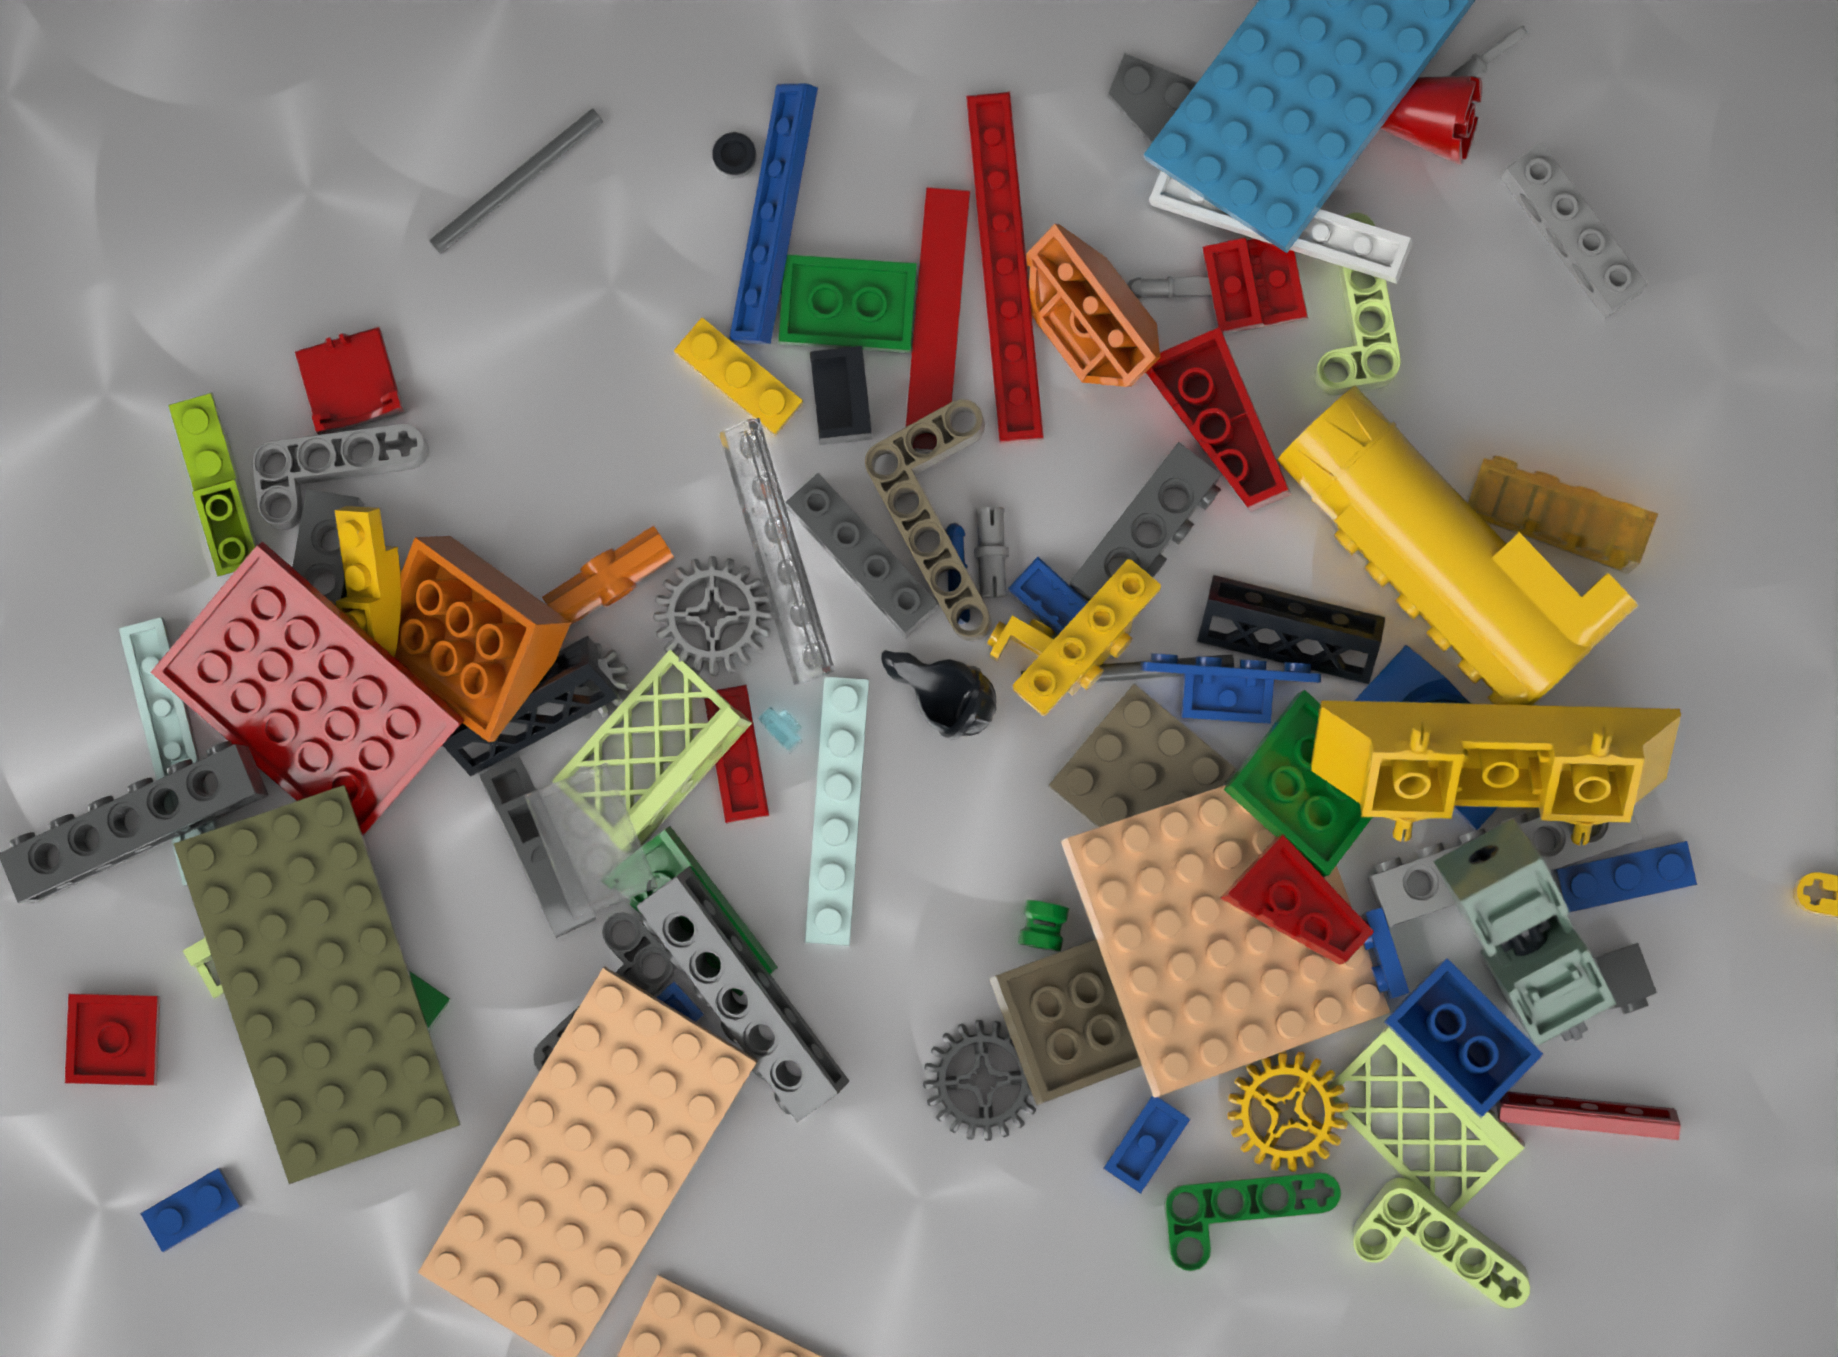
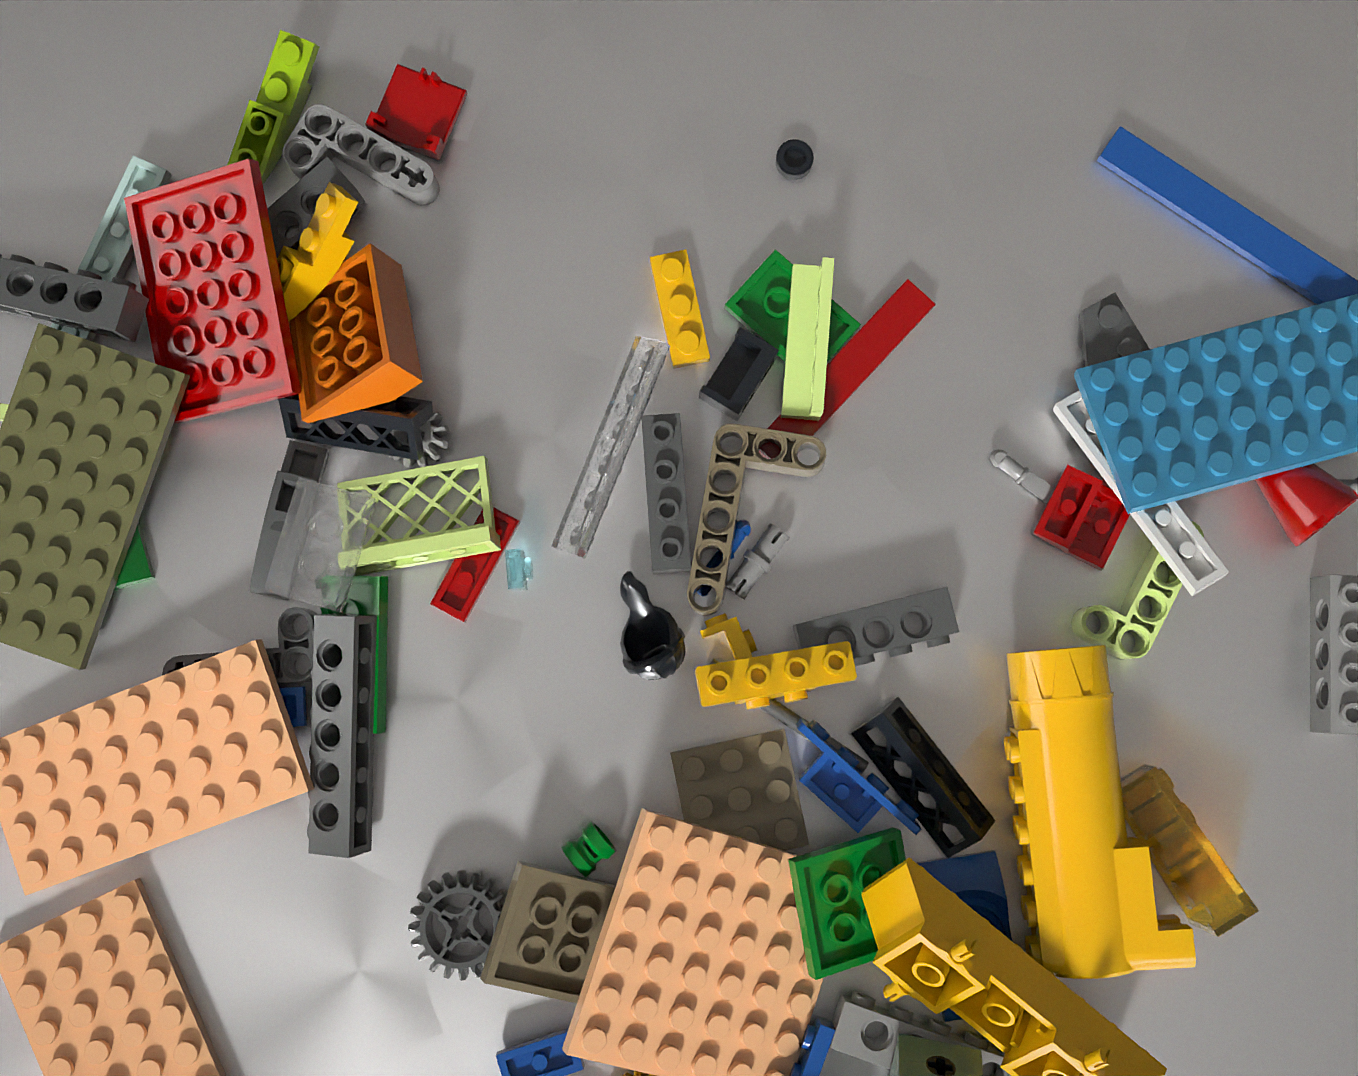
camera: 35 degrees right, 0 degrees up
(516, 181) = (635, 65): dark grey axle -> none
(609, 576) = (483, 375): orange piece -> none
(734, 615) = (543, 441): light grey gear -> none
(773, 213) = (789, 216): blue tile -> none
(837, 811) = (511, 656): light aqua plate -> none
(881, 317) = (807, 340): none -> yellowish green fence
(1004, 268) = (918, 375): red tile -> none
(1047, 595) = (772, 622): blue plate -> none
(1089, 311) = (954, 448): orange wedge -> none
(1215, 406) = (992, 580): red wedge -> none
(1298, 902) = (778, 982): red wing -> none

